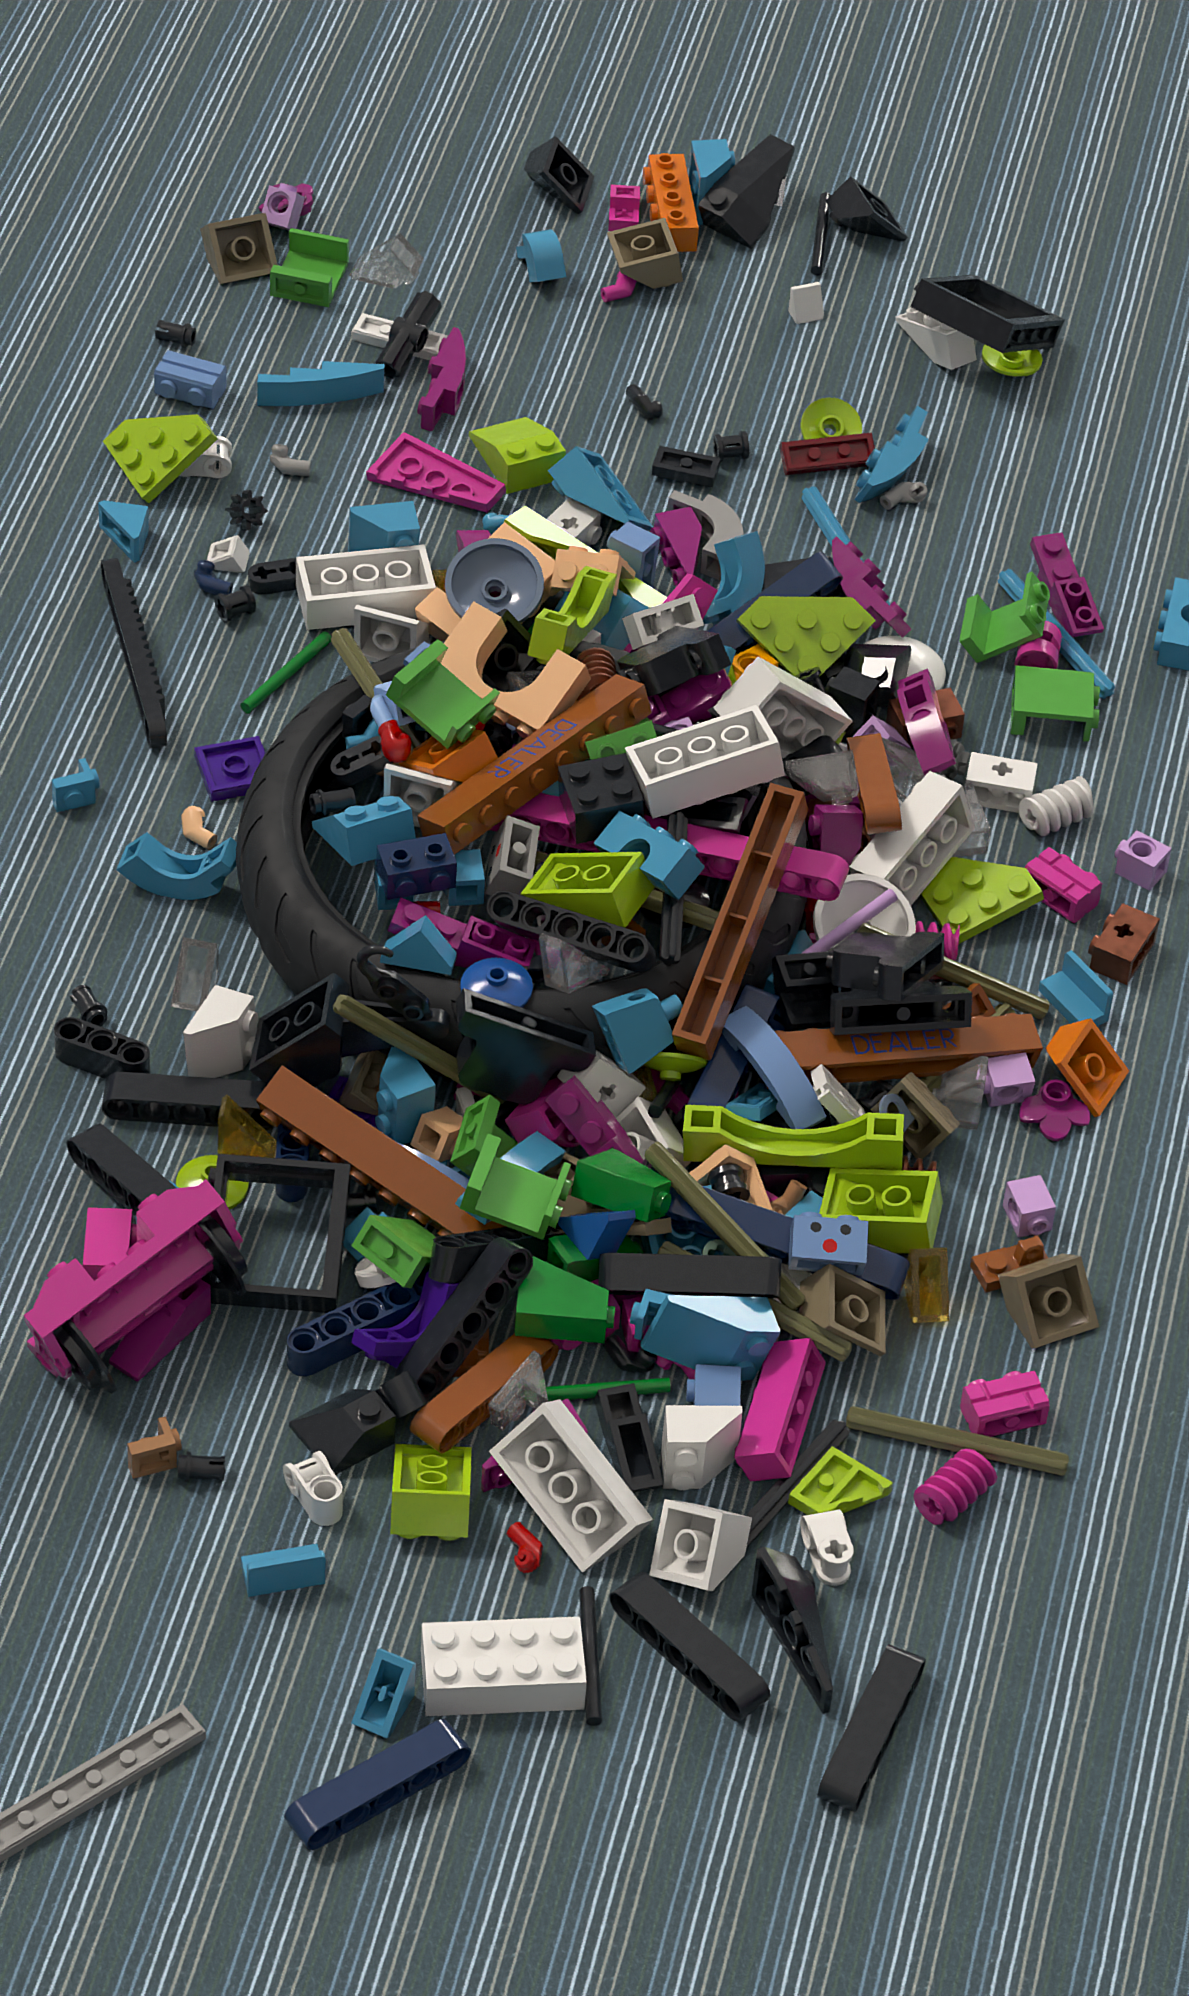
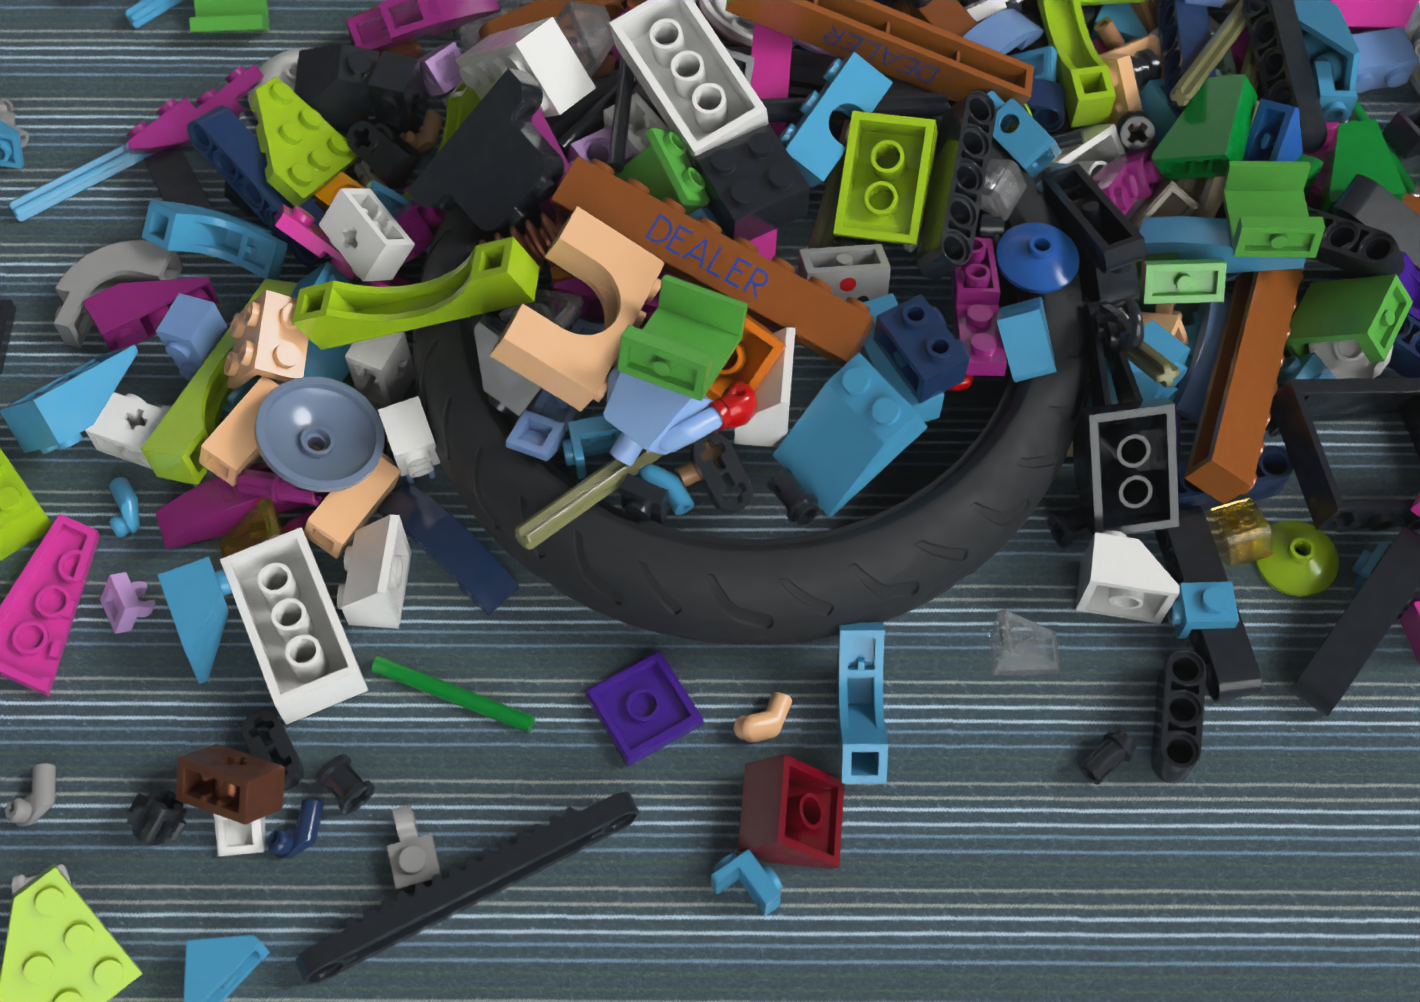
camera: 100 degrees left, 15 degrees up
(113, 818) = (791, 813): none -> dark red slope
(170, 632) = (413, 857): none -> light grey plate
(178, 1077) = (1203, 607): none -> dark azure bracket
(250, 538) = (230, 783): none -> copper brick
(427, 511) = (122, 602): none -> lavender tile

